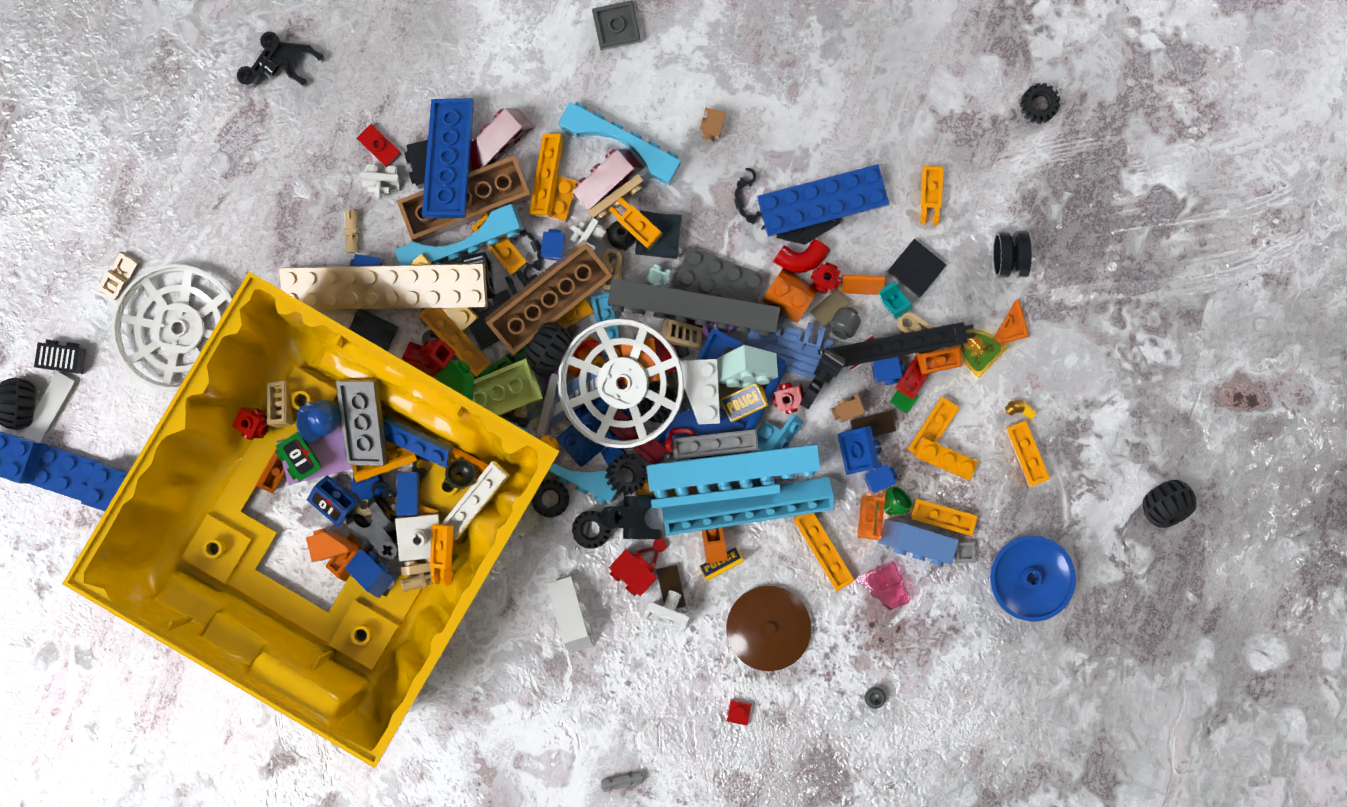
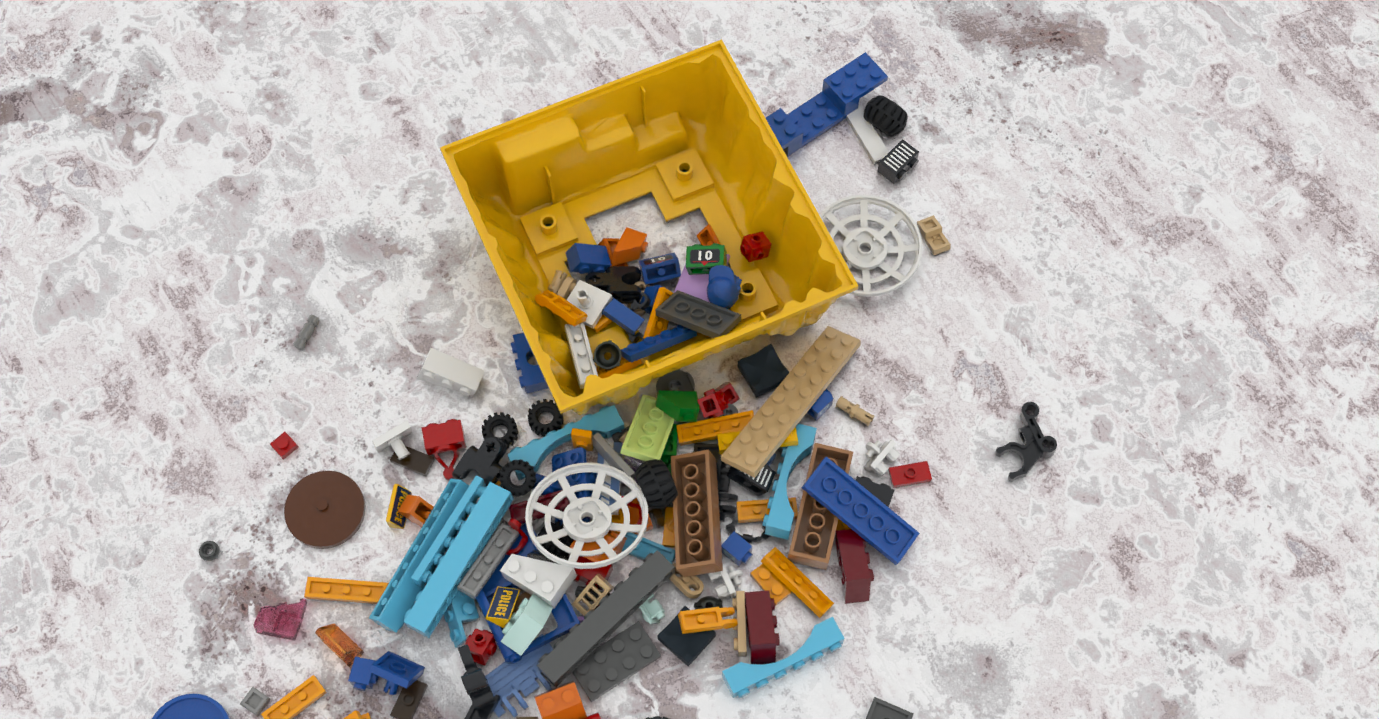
camera: 125 degrees right, 20 degrees down
(272, 412) = (746, 268): tan slope -> none
(520, 540) = (531, 376): none -> blue arch
(848, 409) = (436, 687): medium nougat brick -> none
(897, 501) = (334, 674): green piece -> none
(919, 542) = (289, 666): medium blue wedge -> none

